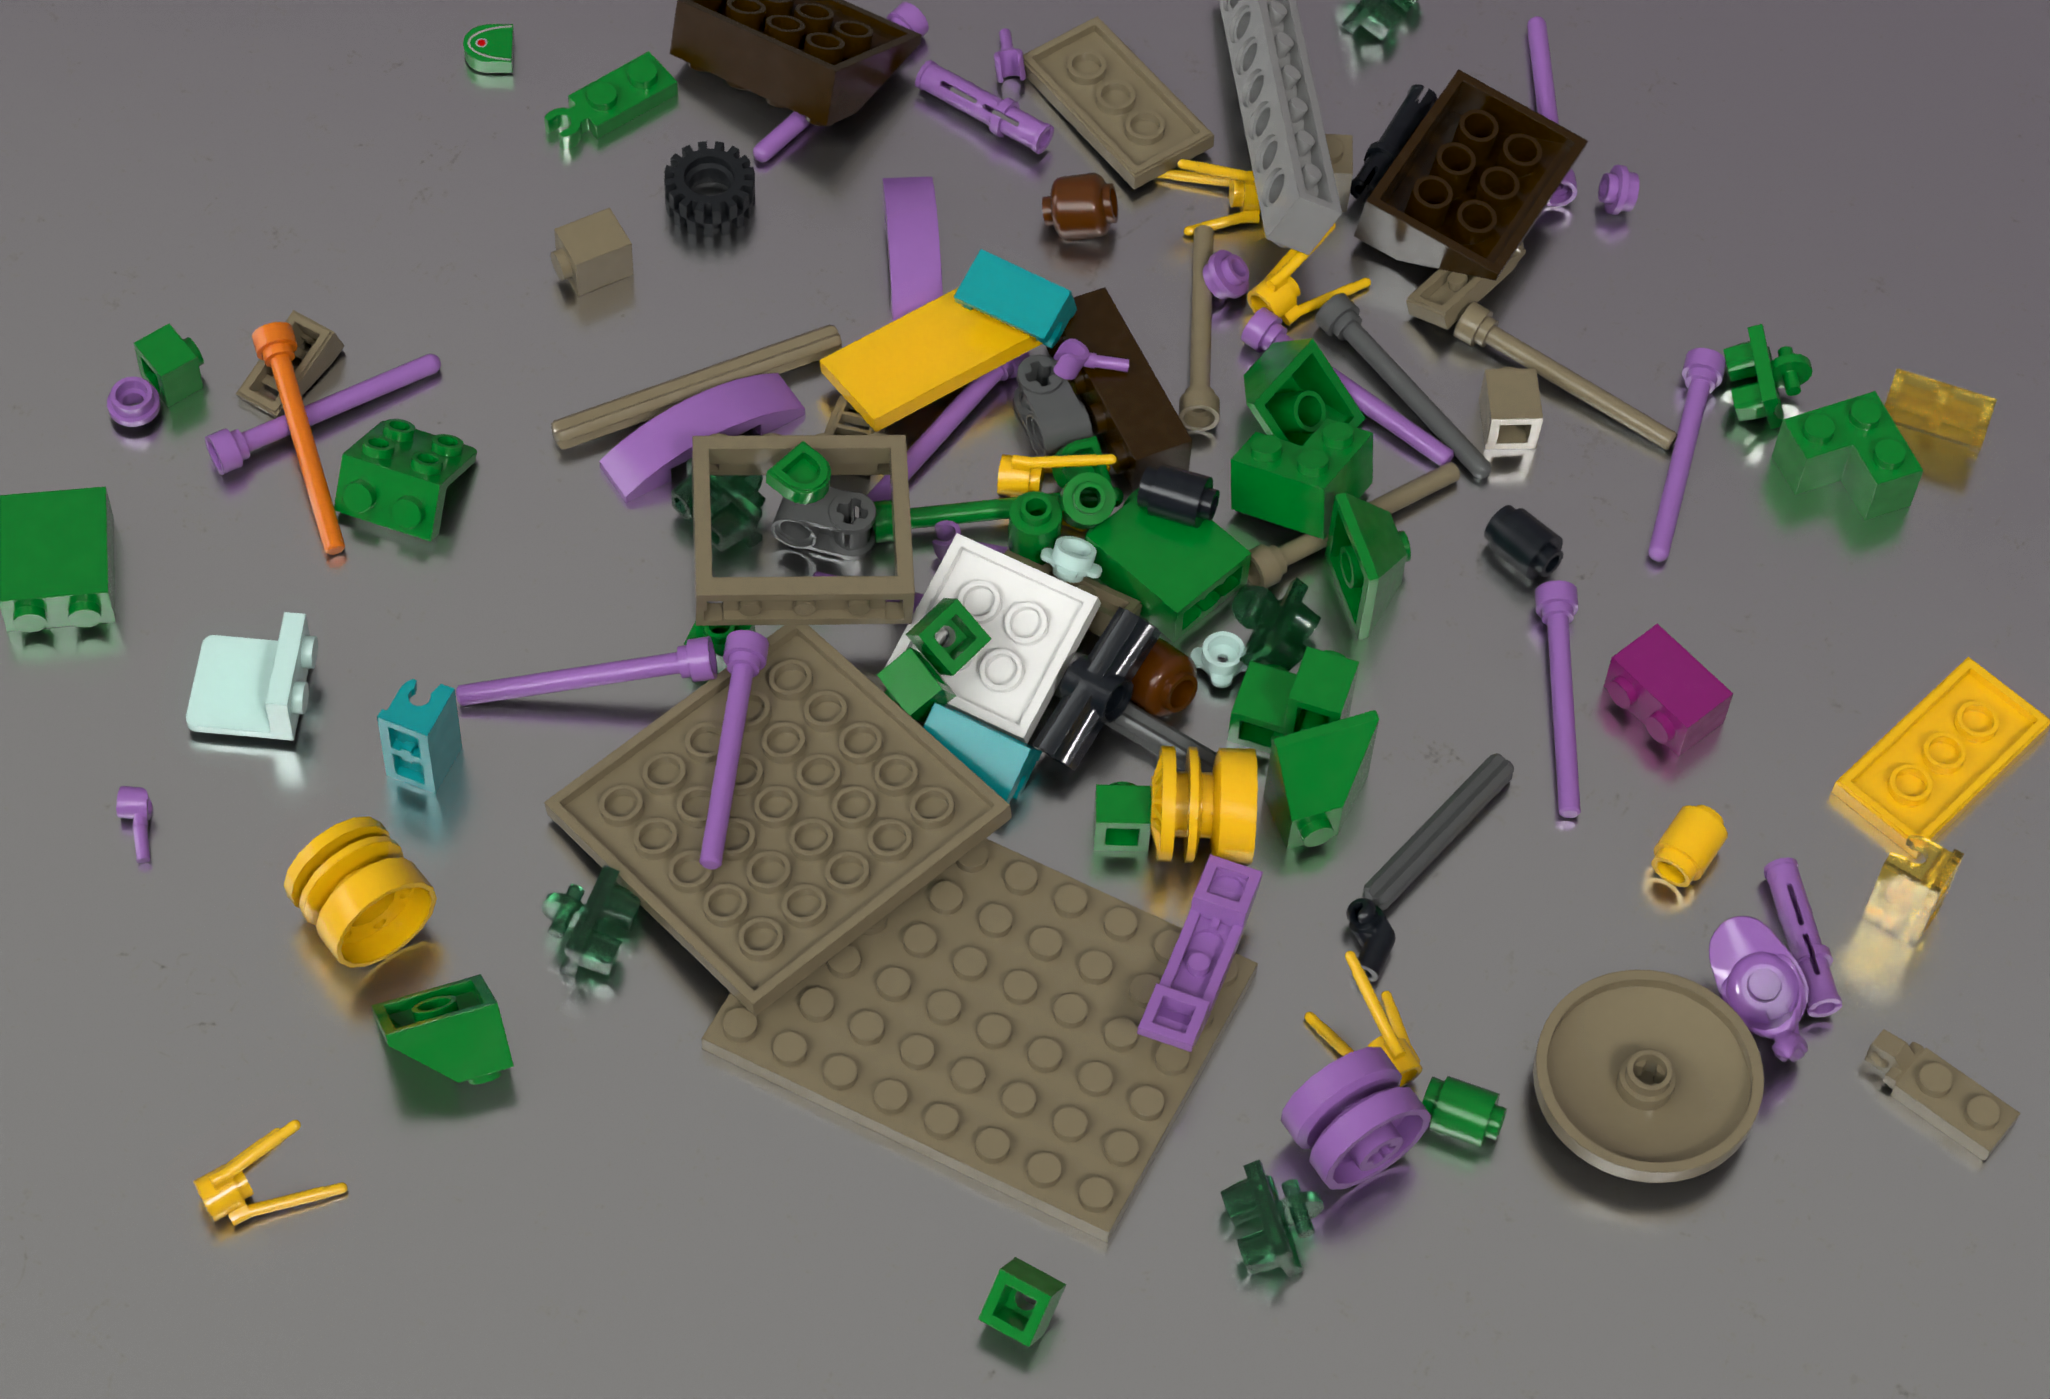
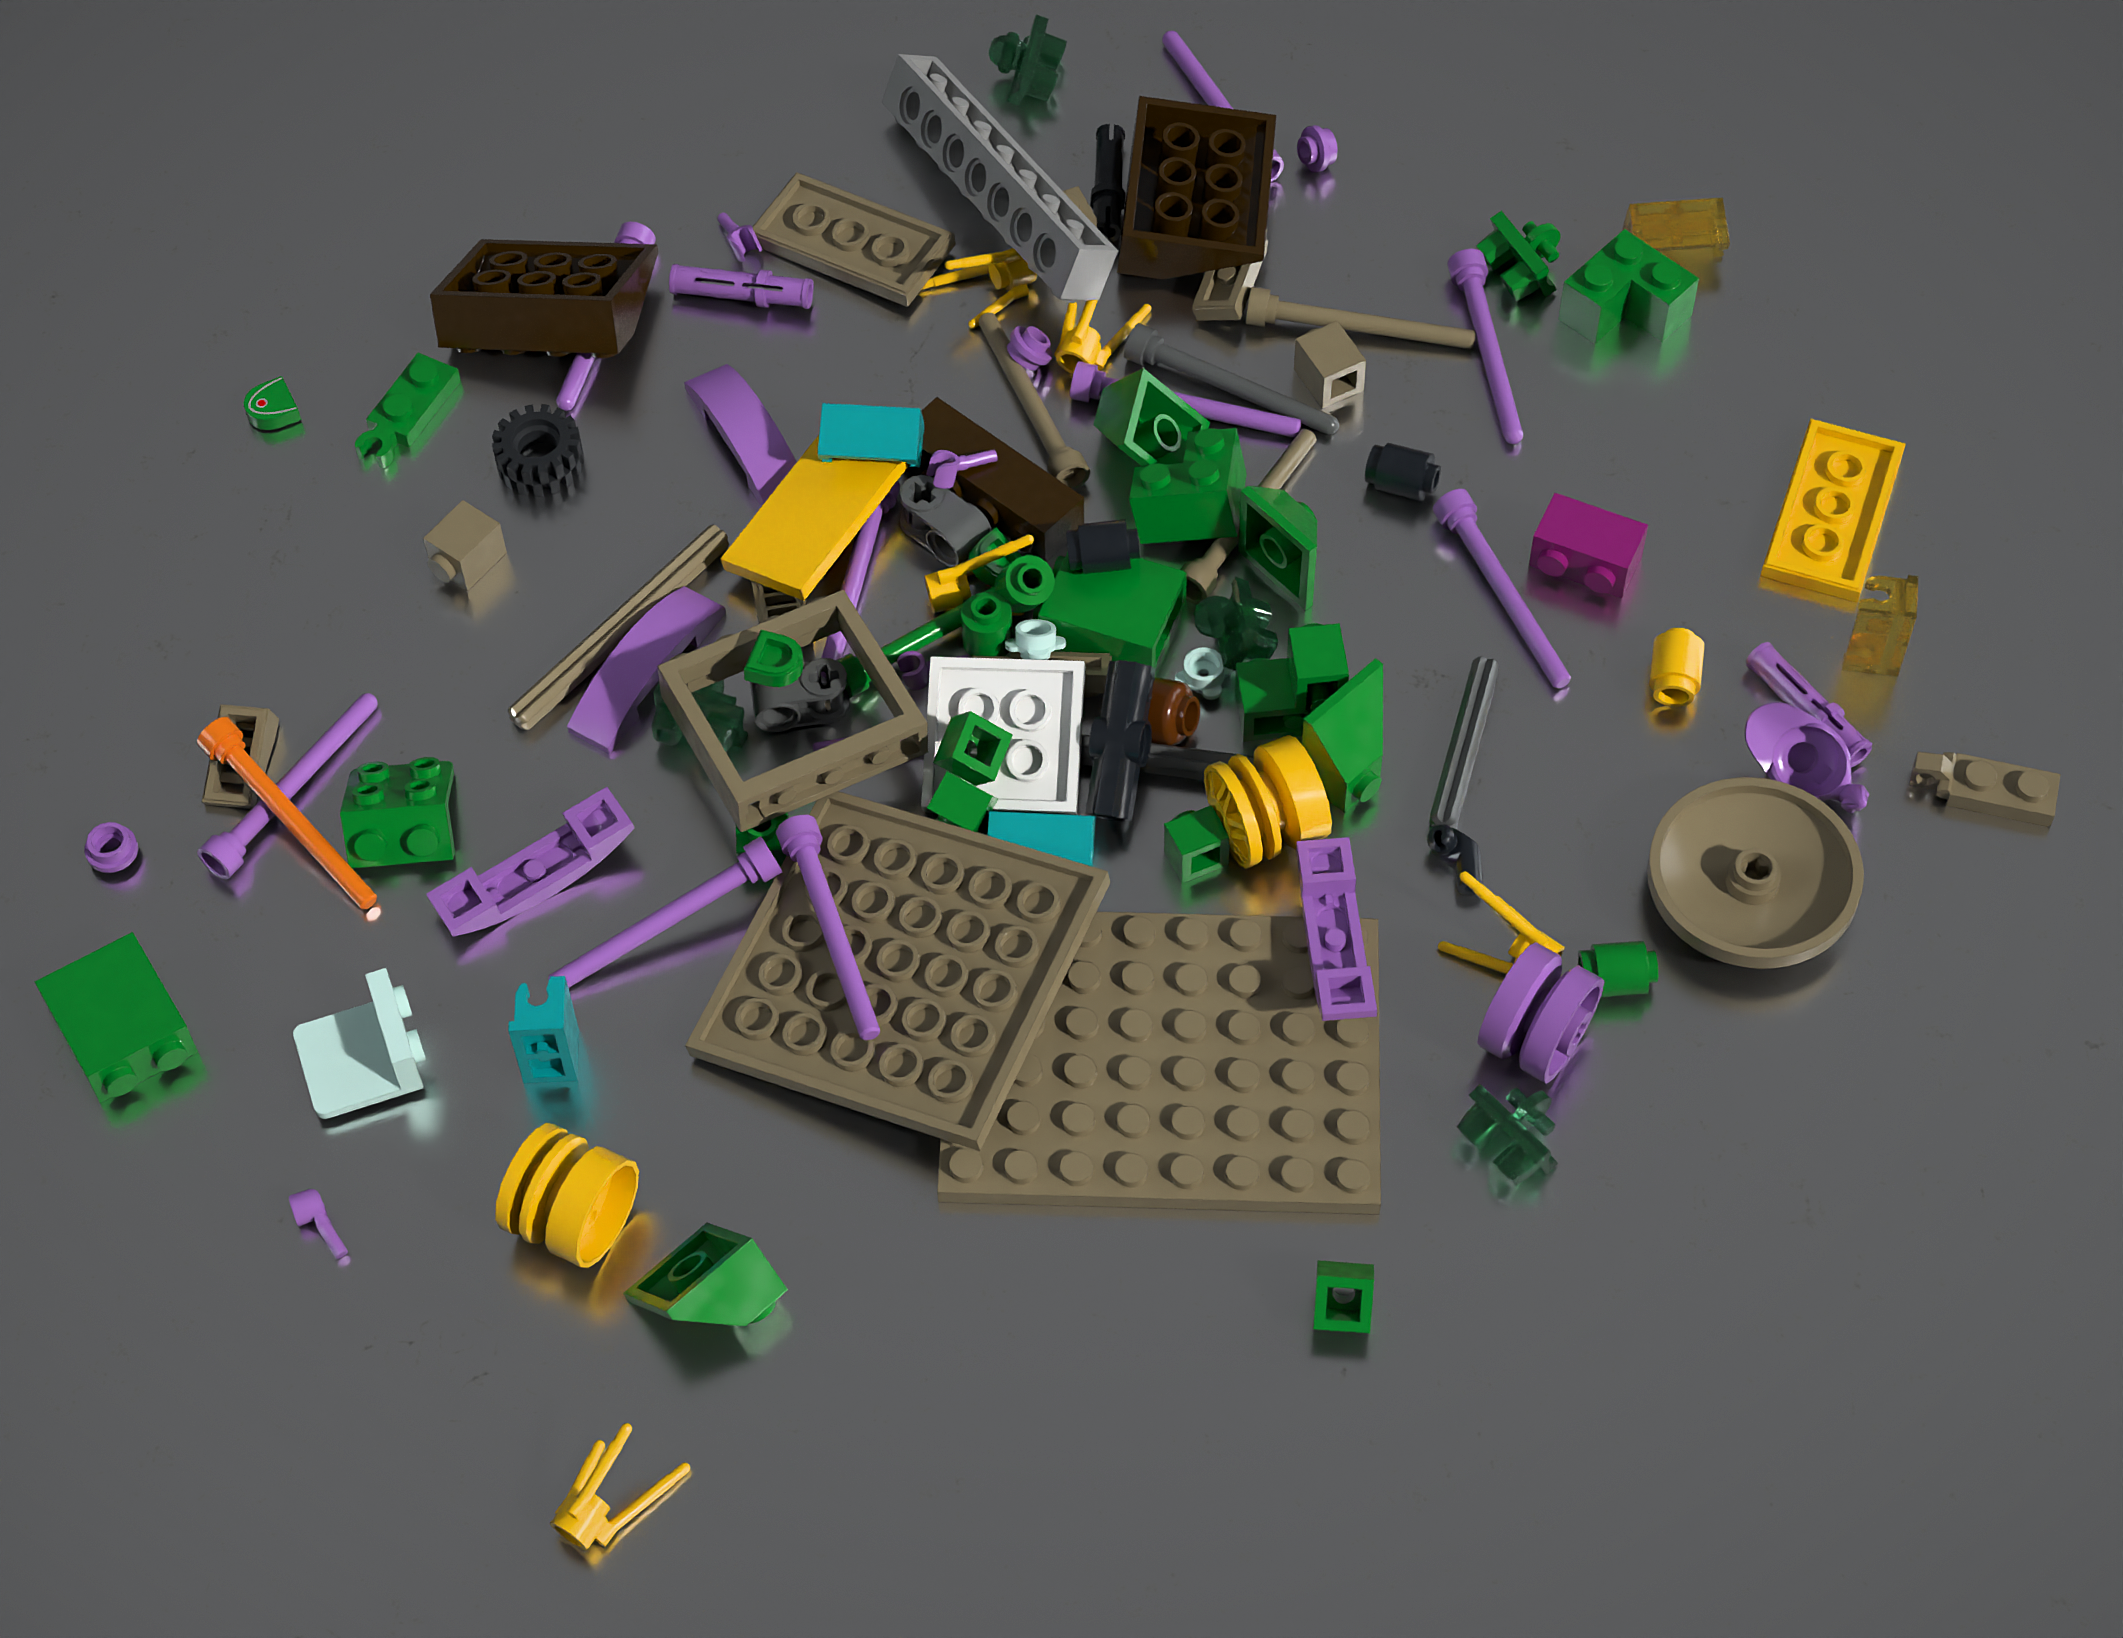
camera: 20 degrees left, 0 degrees up
(170, 364) = (128, 799): green plate -> none
(495, 585) = (536, 871): none -> medium lavender slope
(586, 944) = (790, 1154): clear green hips -> none
(1081, 207) = (873, 338): reddish brown head -> none

